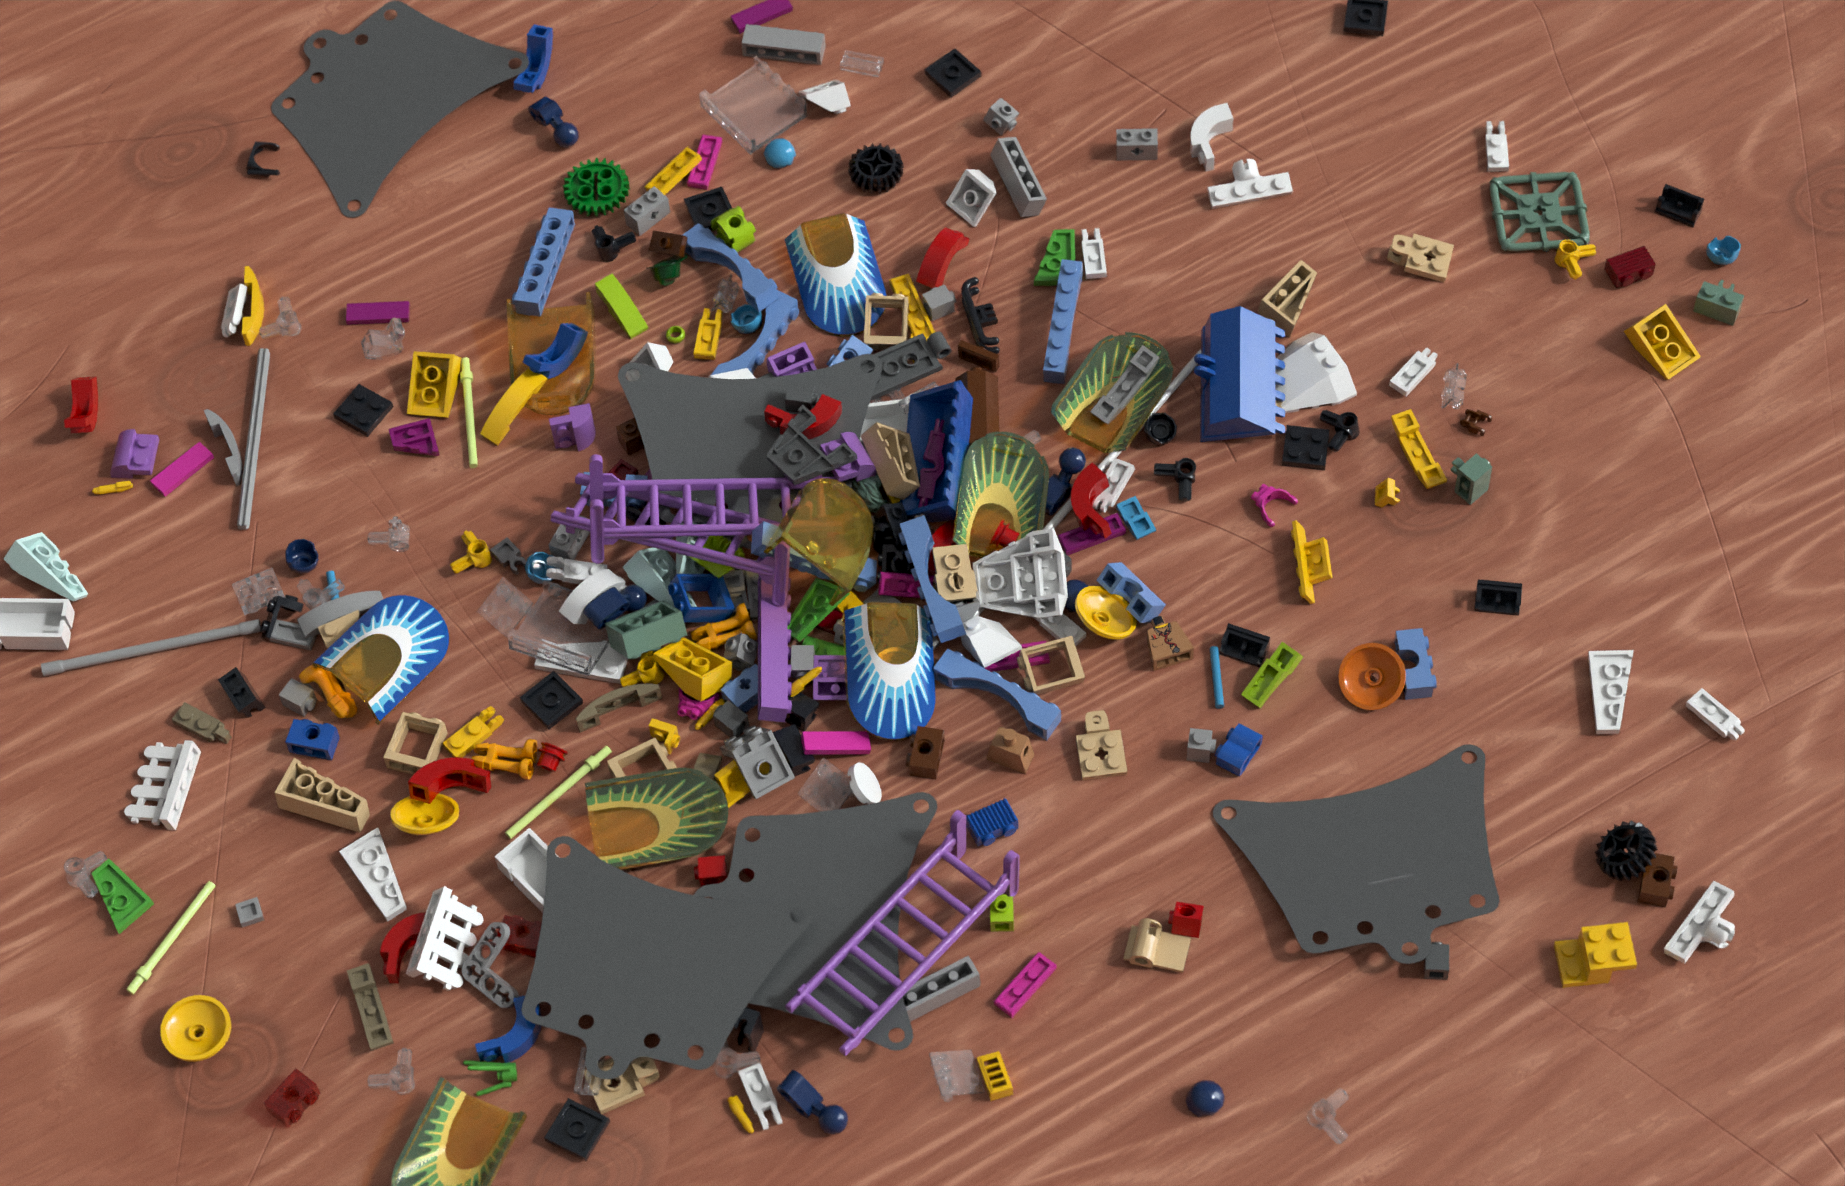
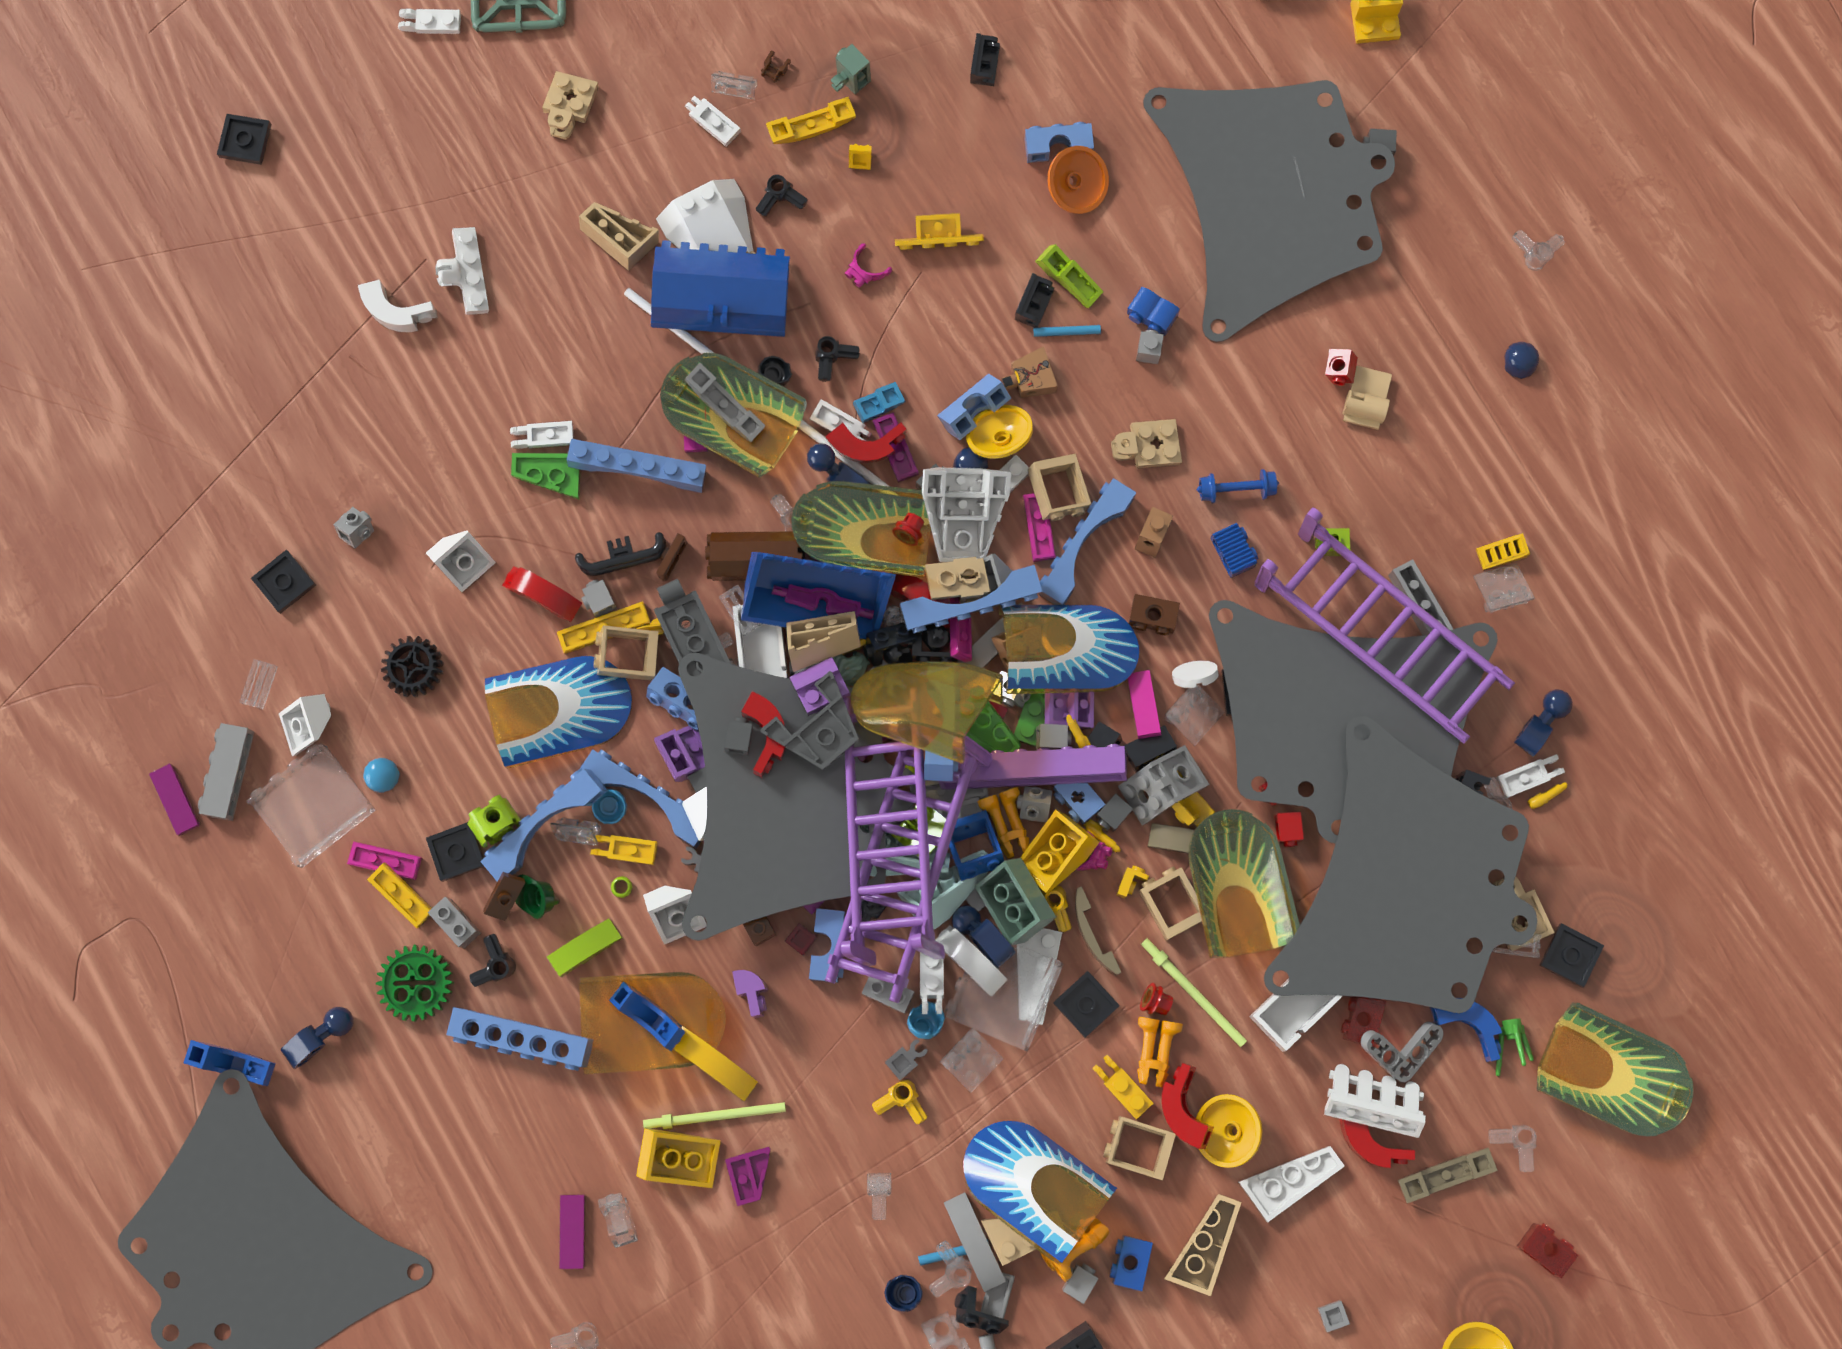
camera: 90 degrees left, 20 degrees up
(363, 410) = (705, 1239): black plate -> none
(988, 640) = (1028, 546): white slope -> none
(1018, 176) = (439, 510): light grey brick -> none
(1025, 984) = (1405, 522): dark pink tile -> none
(1059, 850) = (1267, 485): none -> blue piece
(1136, 144) = (402, 384): light grey brick -> none
(1305, 447) = (798, 232): black plate -> none

